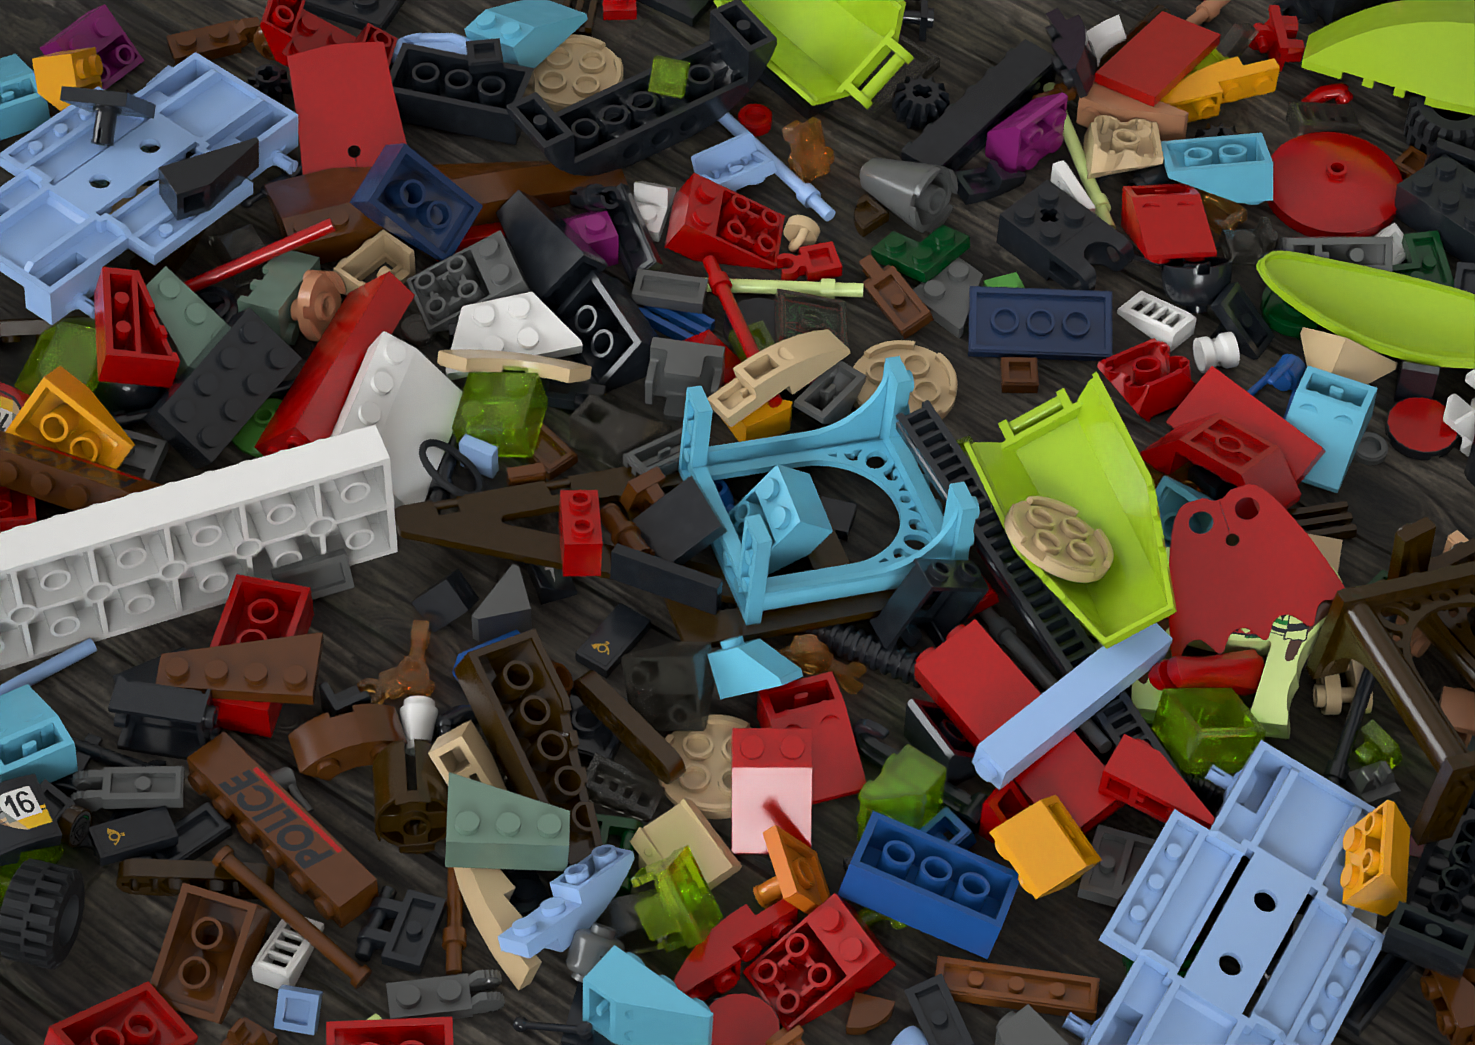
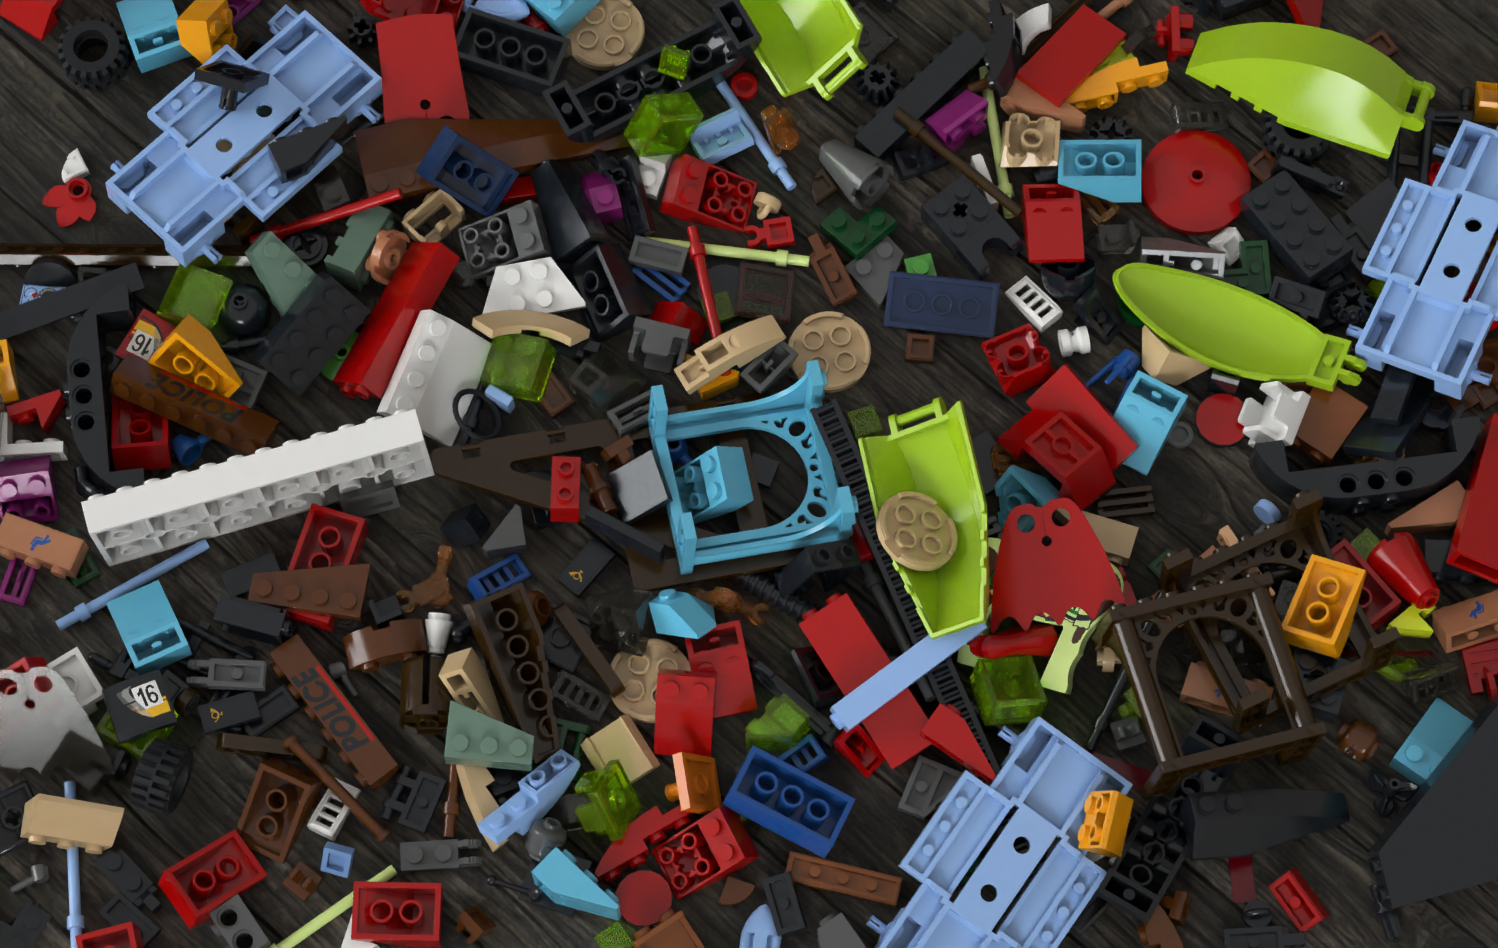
camera: 10 degrees right, 20 degrees up
(128, 334) = (240, 288): red wedge -> none
(484, 56) = (531, 27): black tile -> none
(526, 474) = (533, 423): reddish brown tile -> none
(661, 145) = (663, 124): none -> clear neon green piece
(982, 137) = (918, 129): none -> dark brown bar
(1045, 847) = (873, 781): light orange slope -> none
(1324, 93) = (1203, 90): red arm -> none

